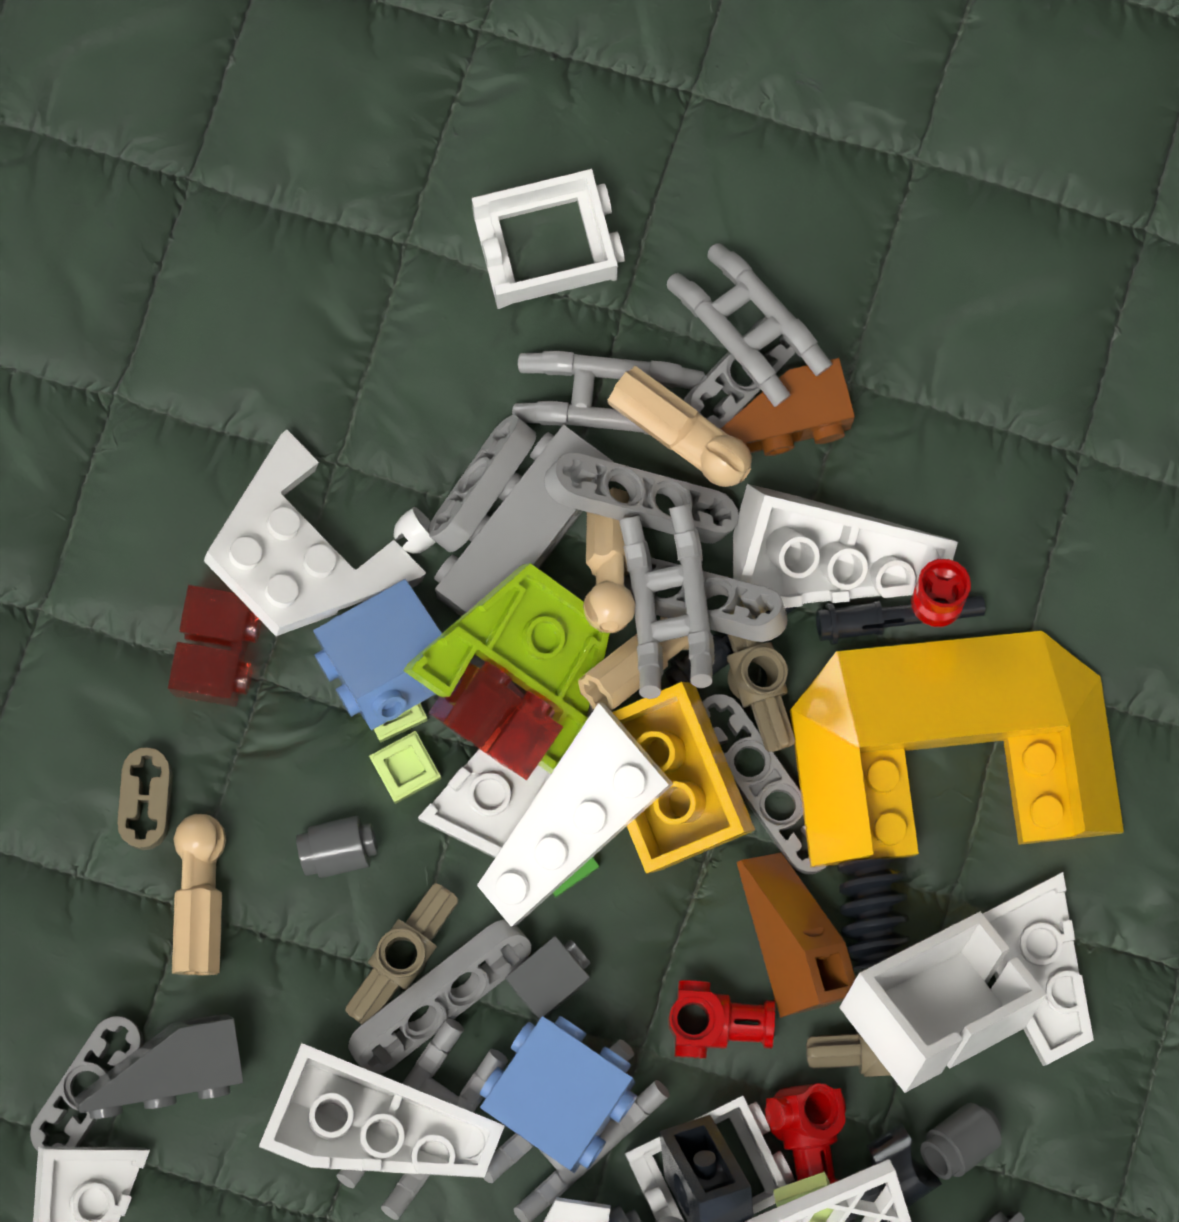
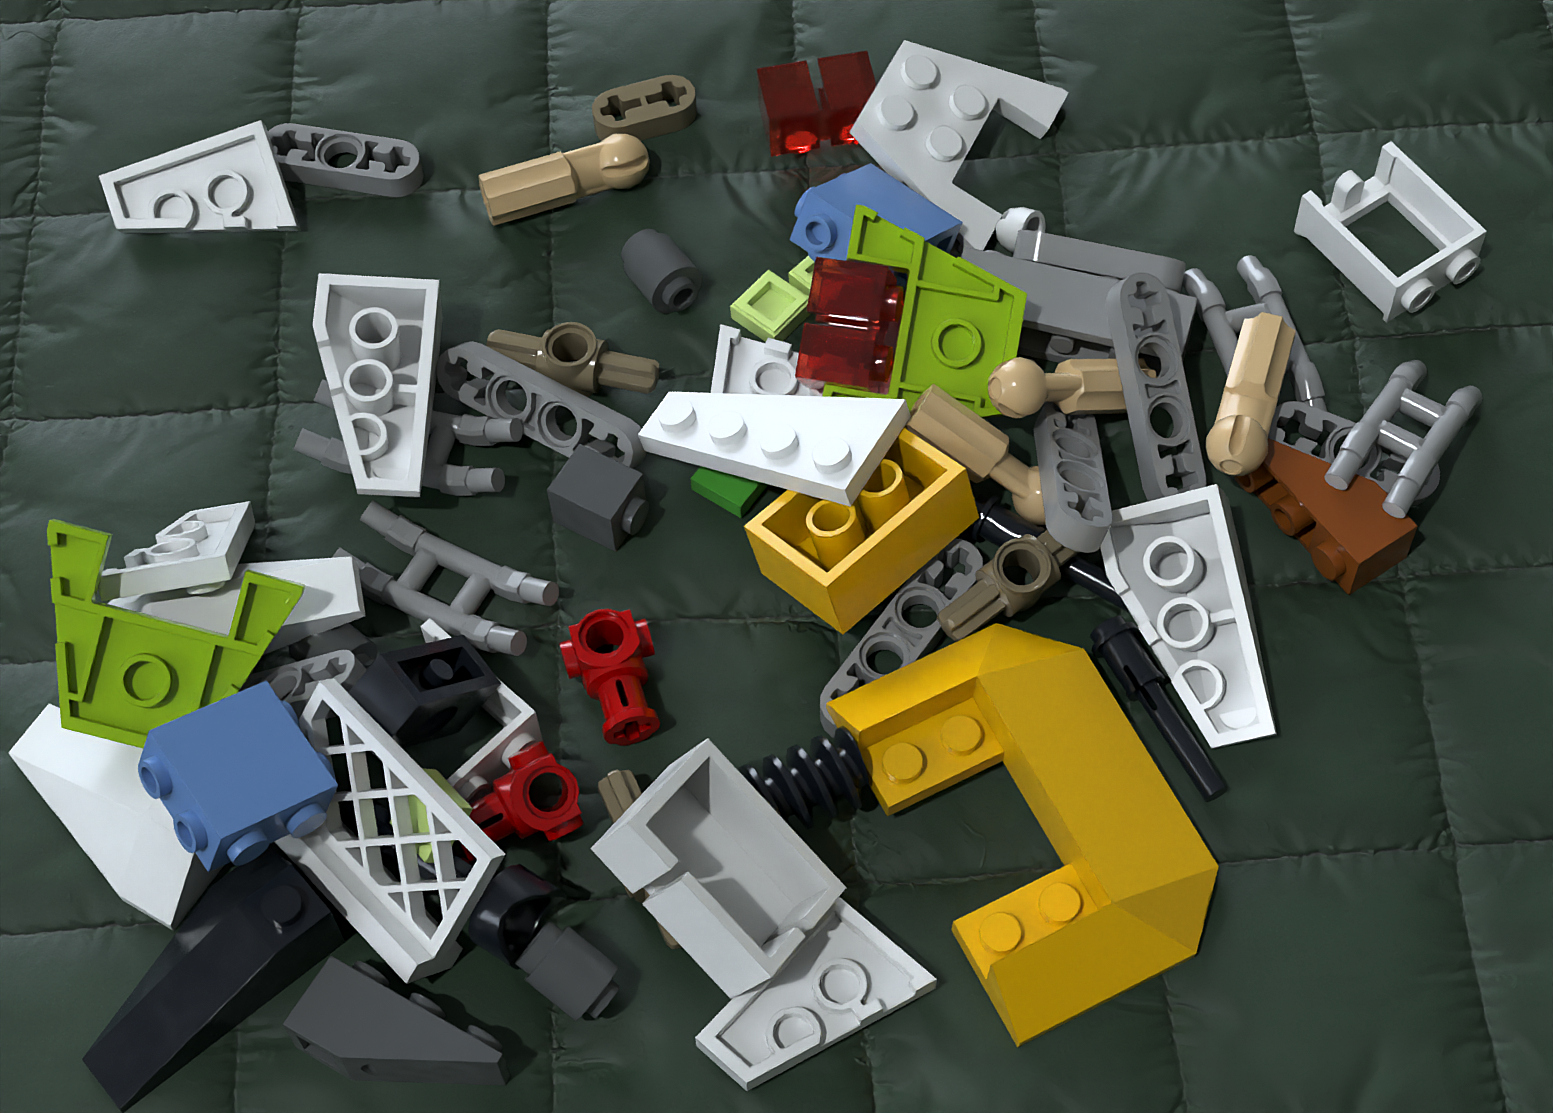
camera: 75 degrees right, 20 degrees down
(179, 1060) = (389, 201): dark grey slope -> none
(560, 1092) = (471, 529): medium blue brick -> none
(646, 581) = (1066, 413): light grey piece -> none
(797, 940) = (745, 706): dark orange slope -> none
(945, 582) = (1203, 721): red wheel -> none

